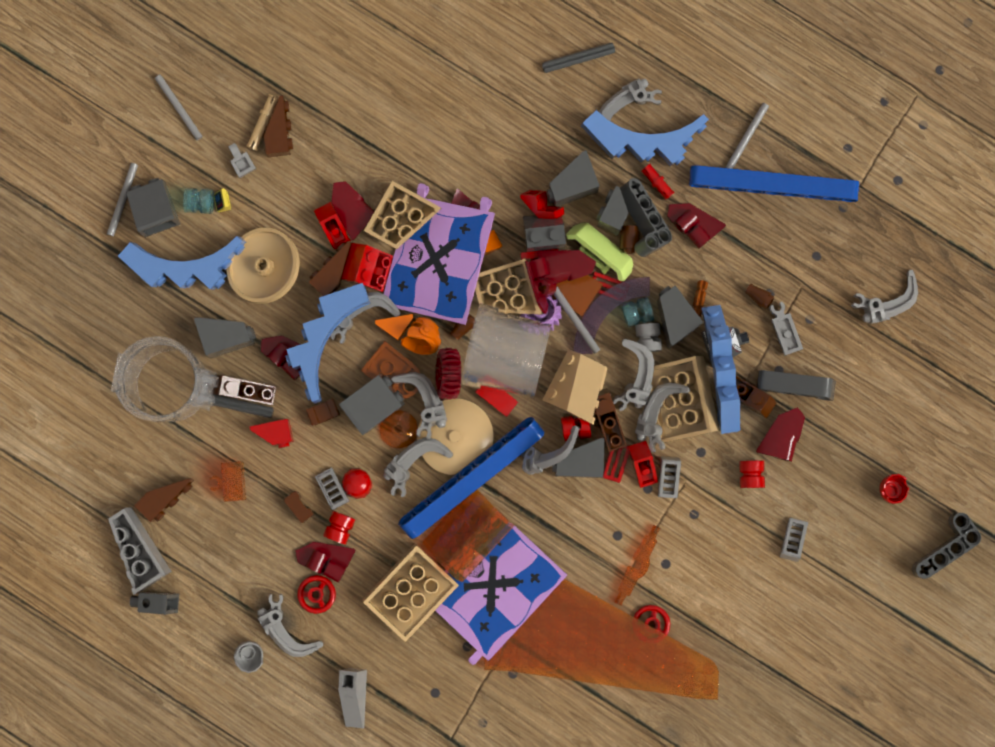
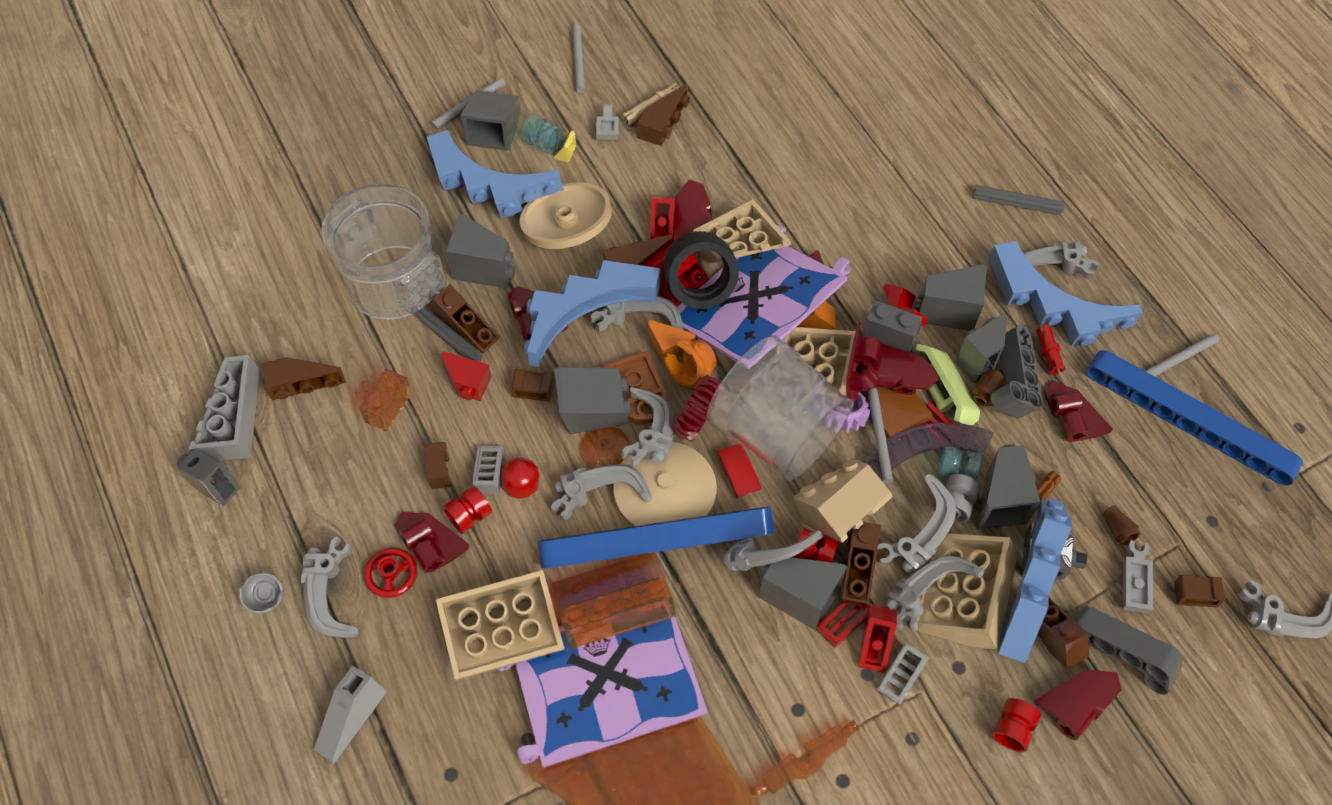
camera: 25 degrees right, 25 degrees down
(400, 280) = (713, 294): none -> black tyre
(826, 316) = (1199, 591): none -> reddish brown piece

